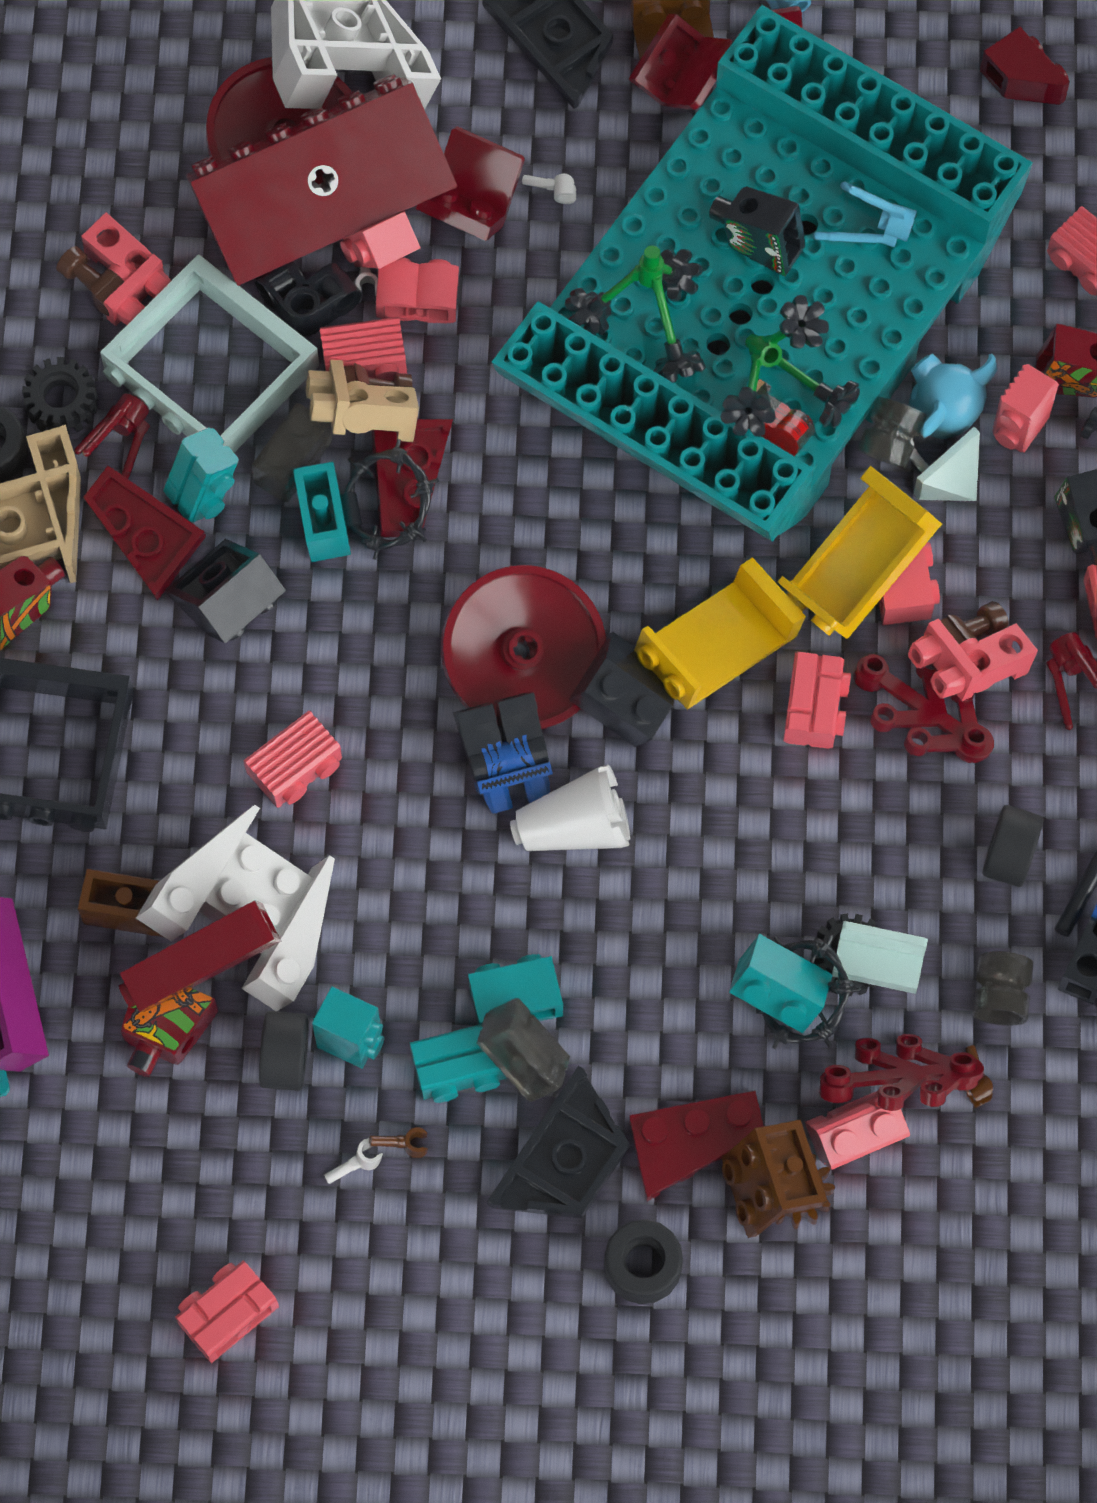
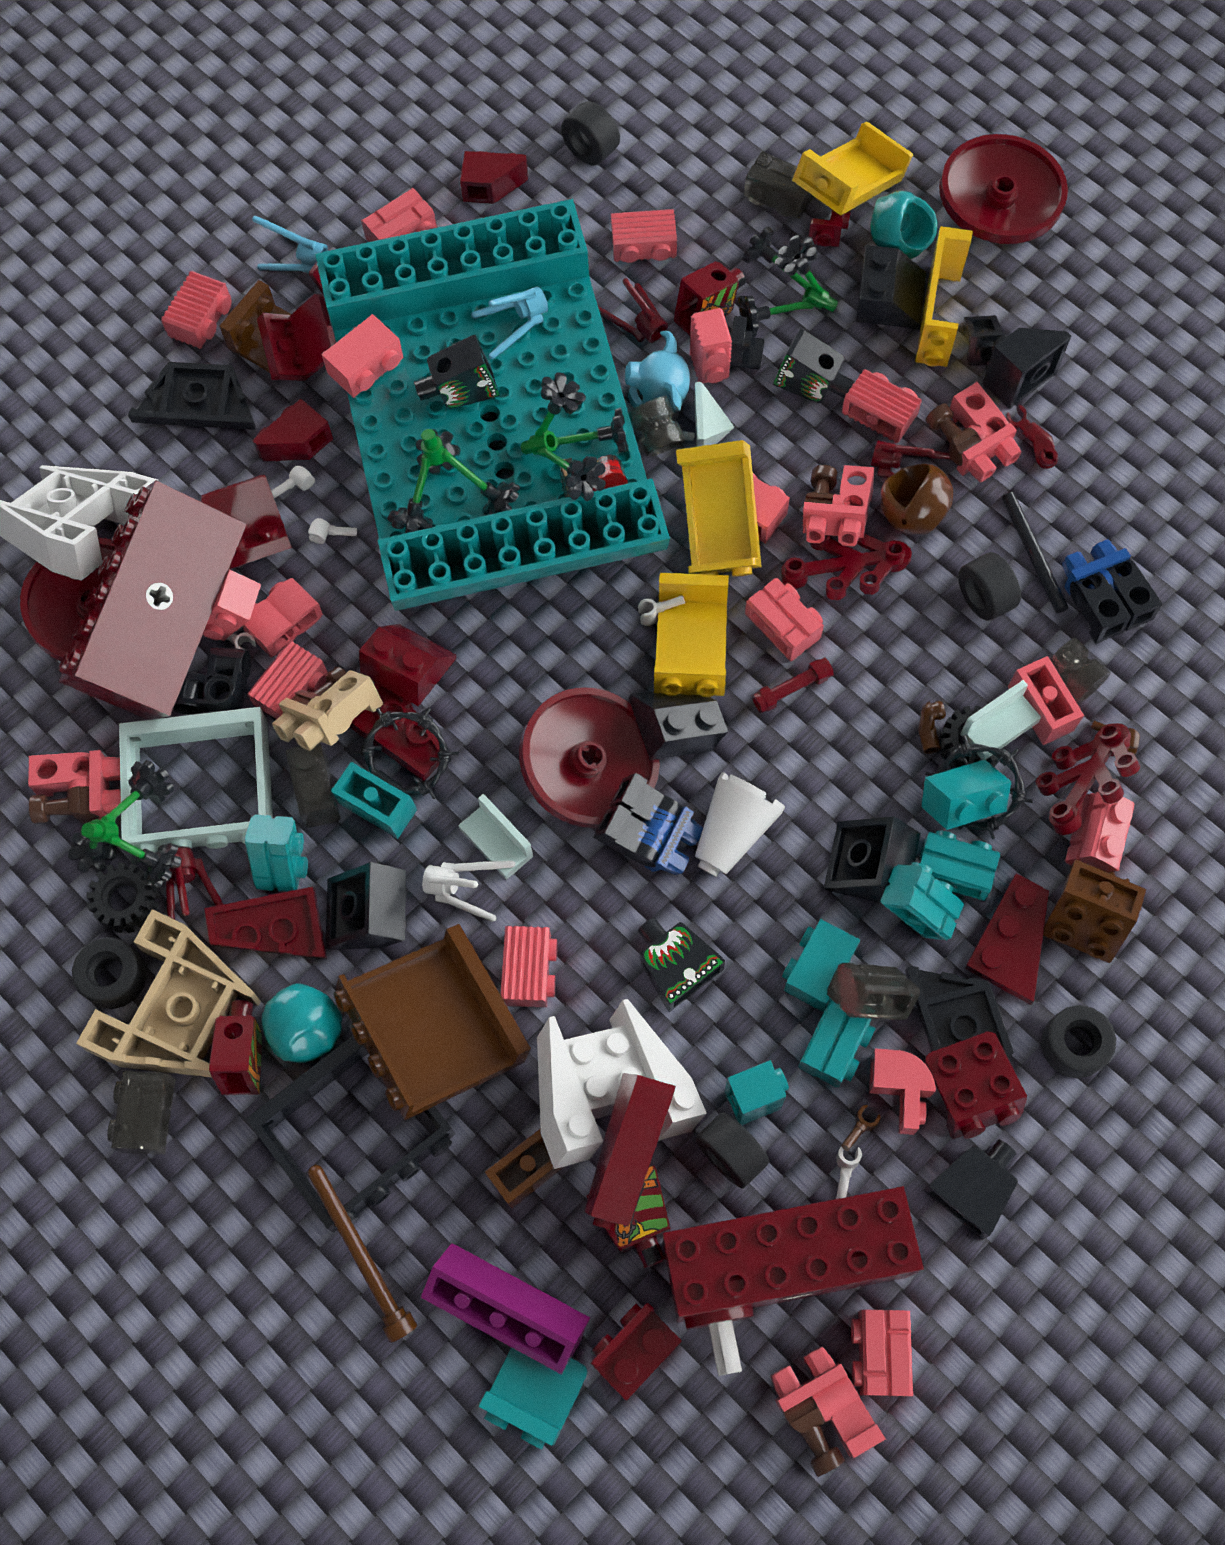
camera: 45 degrees left, 0 degrees up
(54, 1109) = (635, 1350): none -> dark red bracket
(81, 625) = (301, 1023): none -> teal piece
(85, 330) = (99, 834): none -> black plant
(146, 1291) = (824, 1399): none -> coral hips
(172, 725) = (432, 1024): none -> reddish brown panel
(226, 1158) = (786, 1256): none -> dark red piece
(307, 632) = (445, 881): none -> white plant
(383, 640) = (496, 837): none -> light aqua panel
(408, 875) = (677, 961): none -> torso
(435, 1275) = (976, 1187): none -> black torso
(472, 424) = (404, 662): none -> dark red slope
(477, 1142) = (906, 1076): none -> coral brick
(521, 1204) = (976, 1085): none -> dark red bracket
(529, 248) = (320, 529): none -> white hand
(596, 145) = (293, 435): none -> dark red slope
(645, 1026) = (922, 901): none -> teal brick
(653, 960) = (866, 854): none -> black slope
(706, 133) = (363, 356): none -> coral brick
(714, 1033) = (962, 865): none -> teal brick
(717, 574) = (654, 608): none -> white hand
(724, 749) = (818, 672): none -> dark red bar
(838, 898) = (927, 727): none -> reddish brown arm
(894, 41) = (399, 217): none -> coral brick
(943, 983) = (1050, 699): none -> coral brick
(1005, 338) = (648, 320): none -> dark red plant
(1042, 712) = (916, 498): none -> reddish brown piece
(1058, 437) = (746, 349): none -> black bracket

